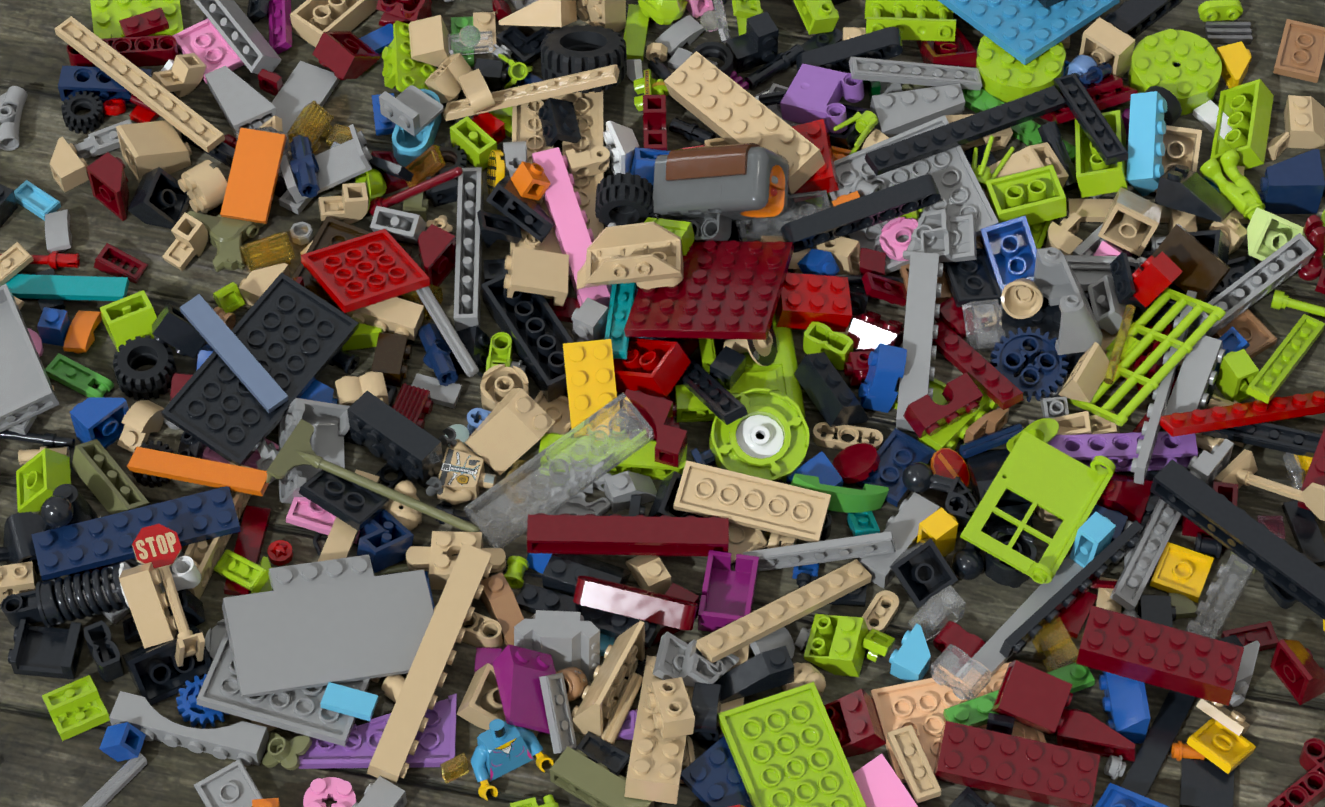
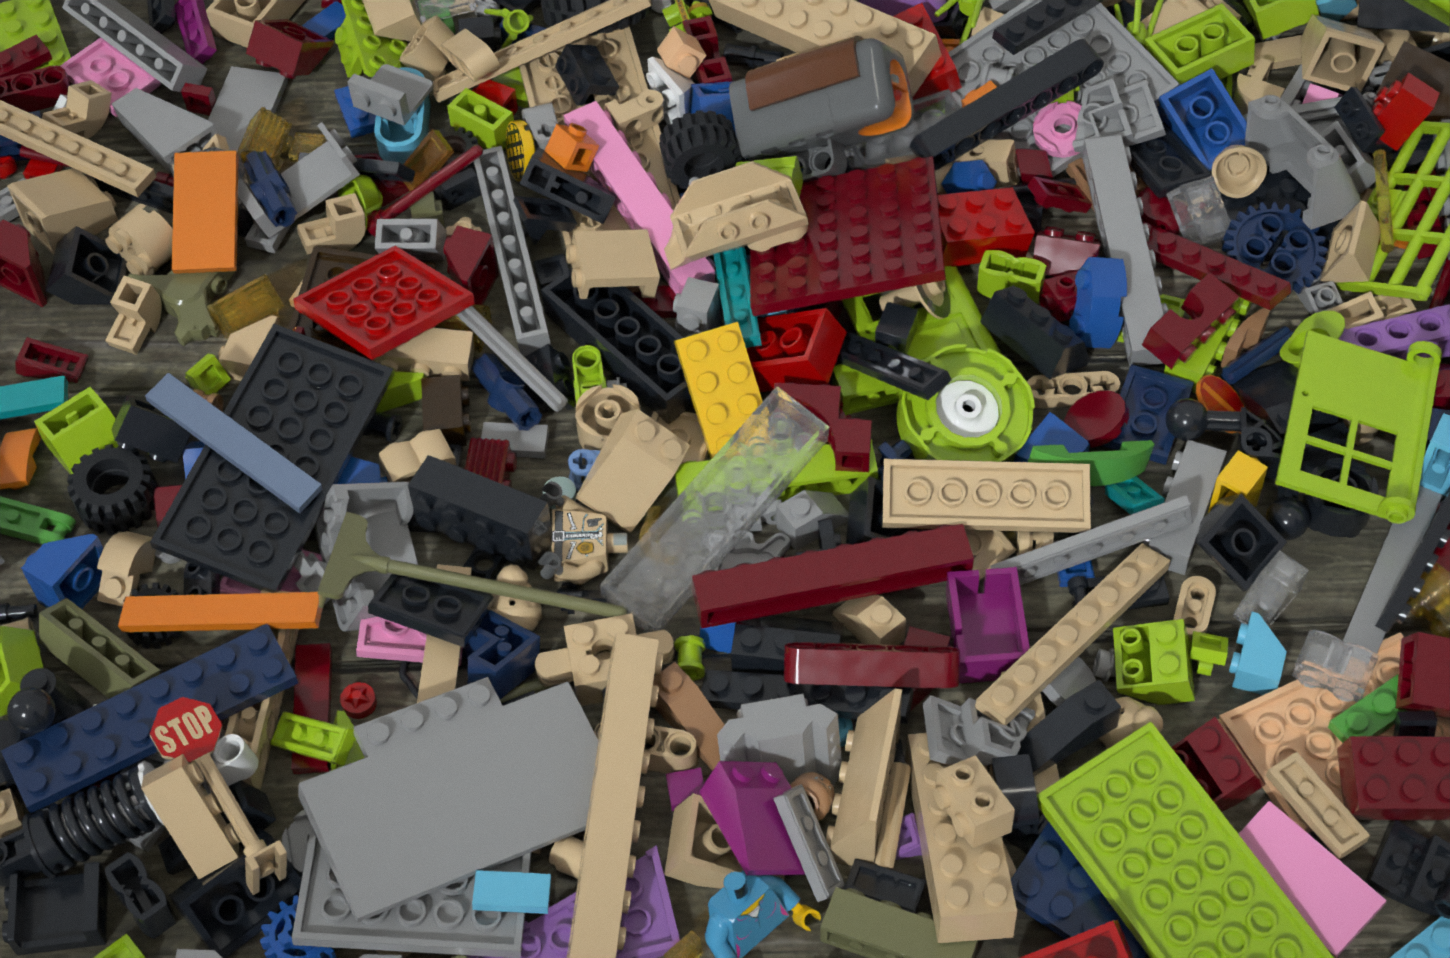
camera: 10 degrees left, 0 degrees up
(301, 233) = (284, 275): light grey tile -> none
(634, 120) = (681, 52): none -> light nougat brick
(957, 636) = (1302, 616): dark red axle -> none

